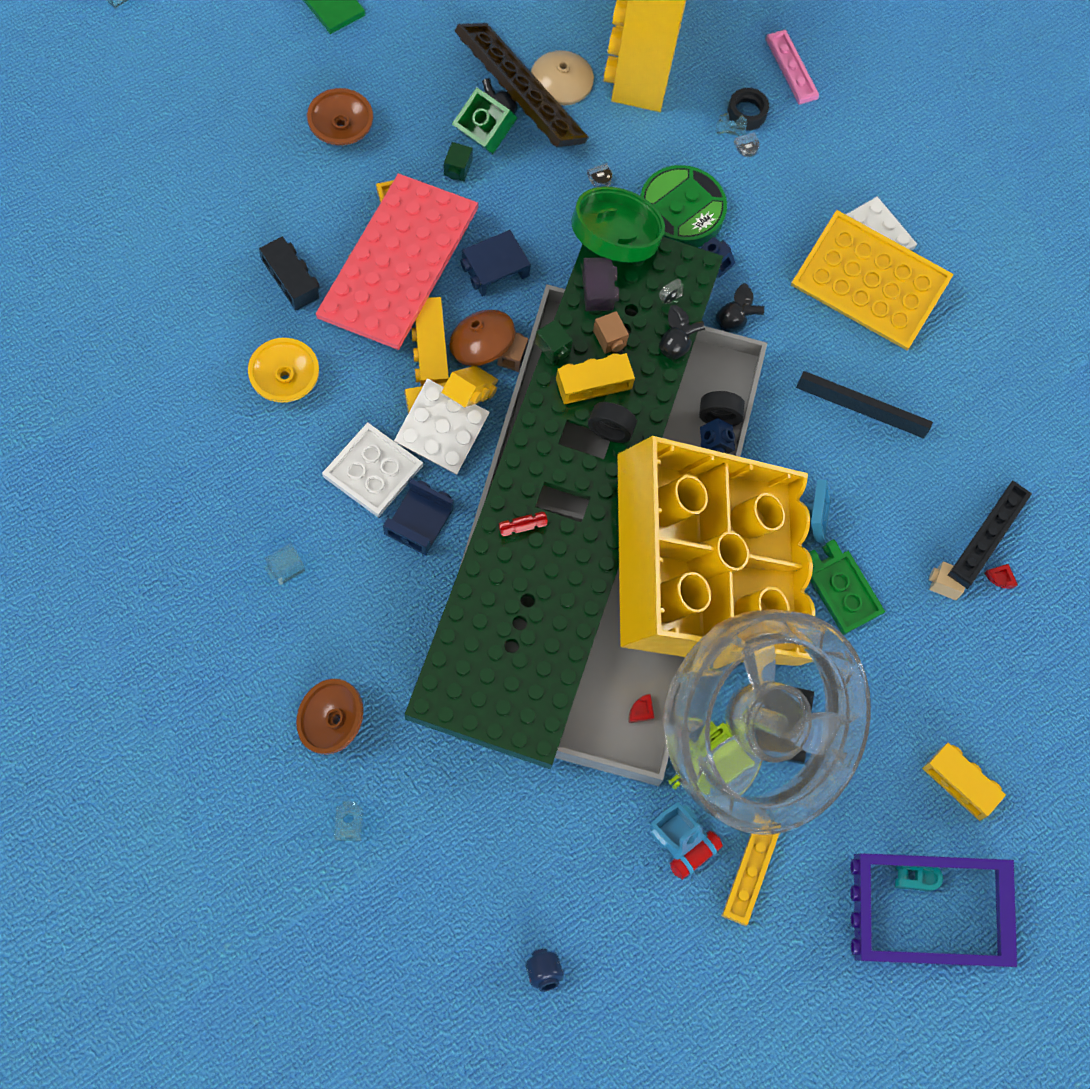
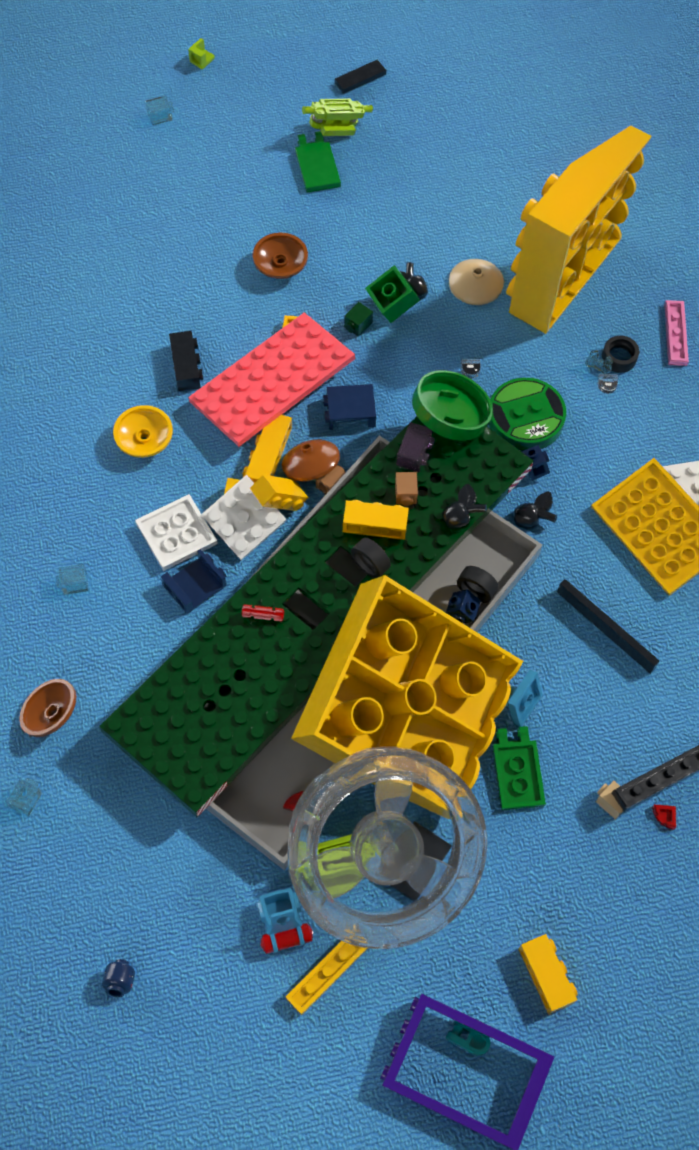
camera: 30 degrees right, 5 degrees down
(521, 84) = (437, 276): dark brown plate -> none
(554, 341) = (356, 479): dark green brick -> none
(671, 291) = (472, 473): clear tile -> none

